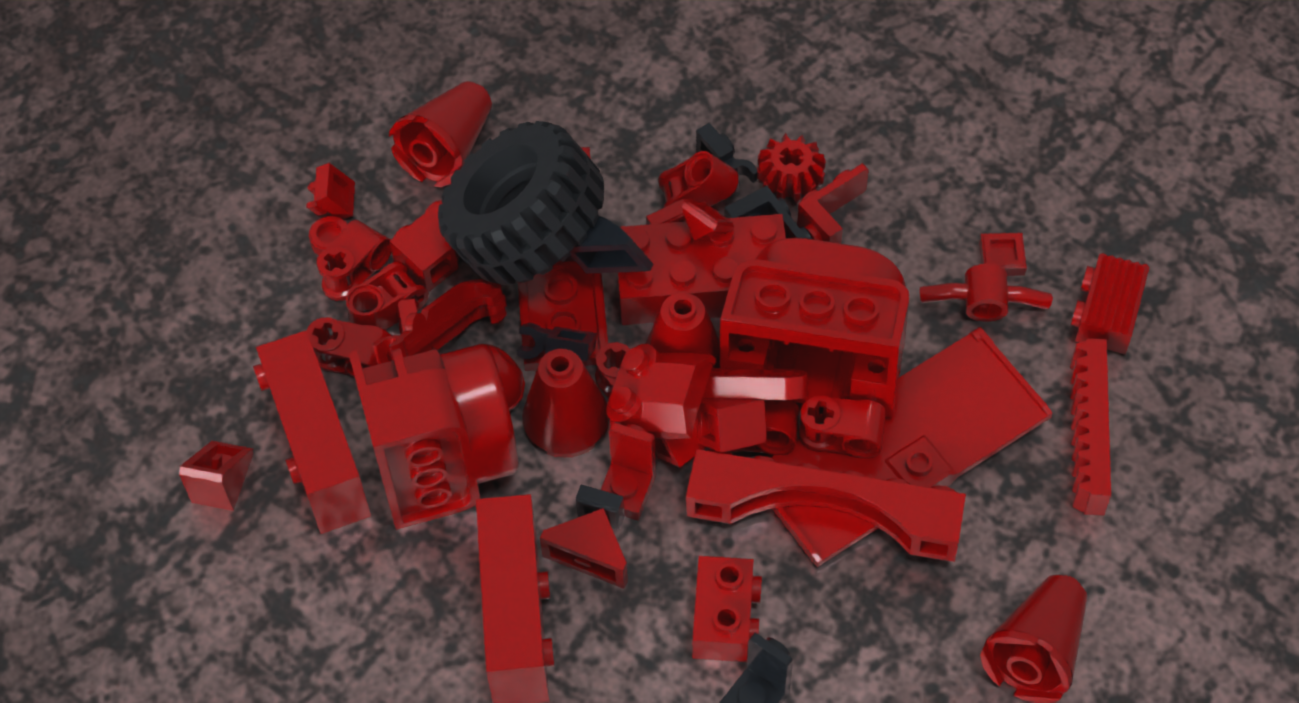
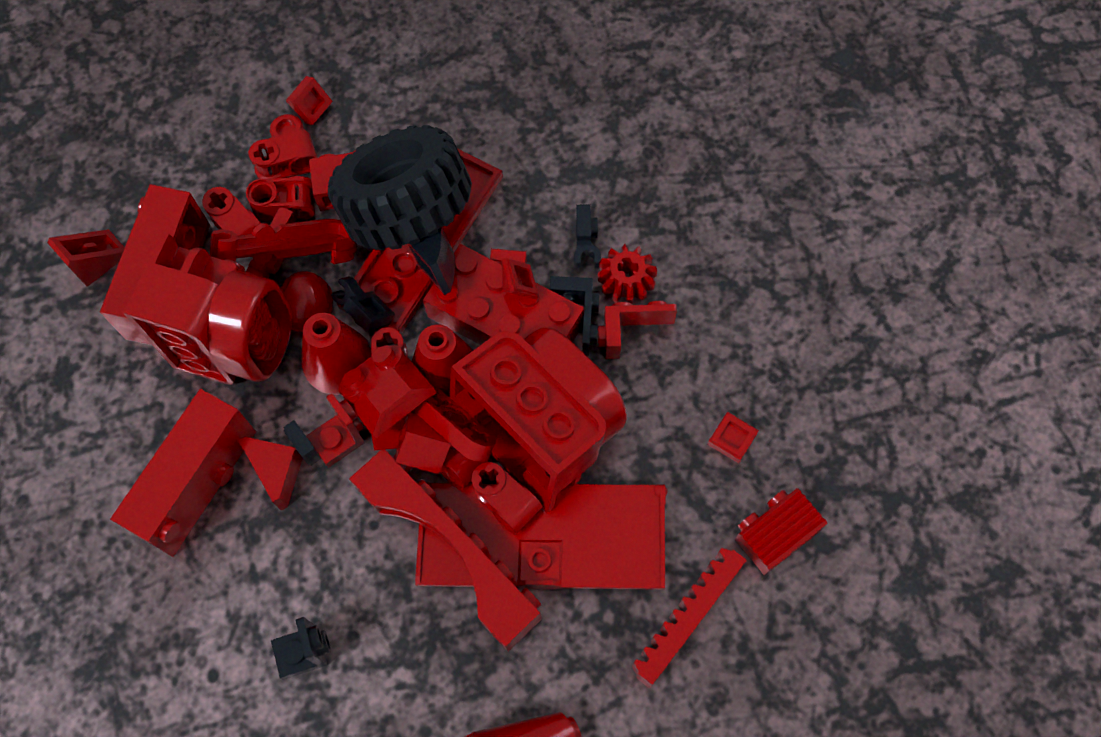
camera: 35 degrees right, 10 degrees up
(441, 133) = (411, 97): red cone -> none
(699, 180) = (549, 246): red piece -> none
(724, 608) = (325, 575): red brick -> none
(986, 293) = (693, 461): red piece -> none

